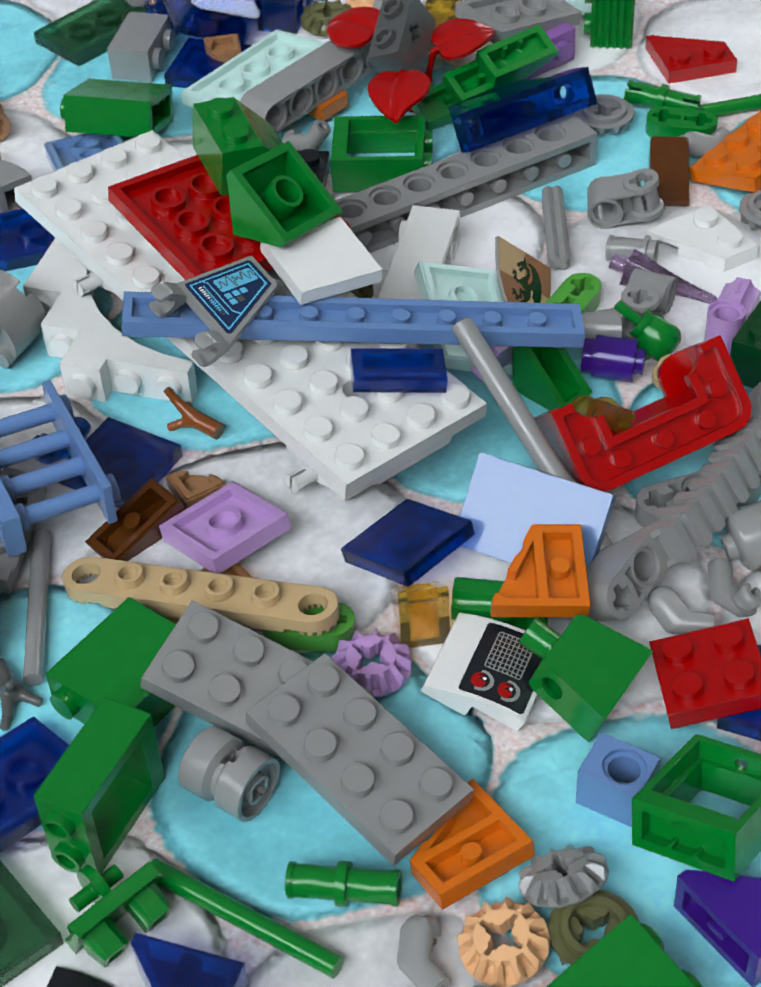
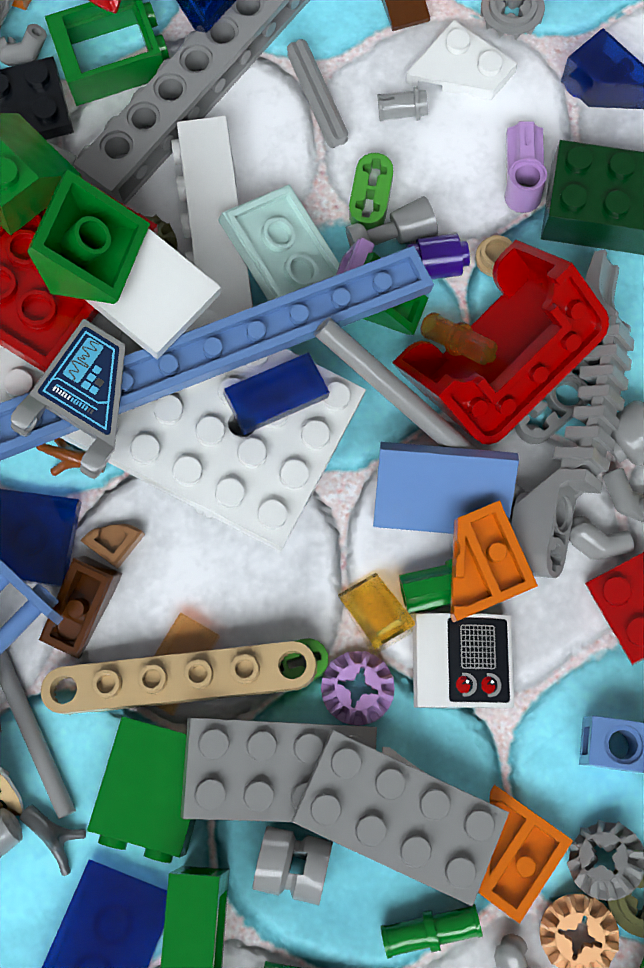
camera: 20 degrees left, 30 degrees up
(225, 527) = (165, 586): lavender tile -> none
(408, 542) = (338, 547): clear blue tile -> none
(521, 275) = (323, 196): shield -> none
(583, 669) = (550, 646): green torso -> none
(621, 199) = (369, 40): light grey piece -> none
(639, 260) = (424, 131): clear purple piece -> none
(650, 292) = (441, 173): light grey piece -> none
(652, 331) = (462, 216): green piece -> none

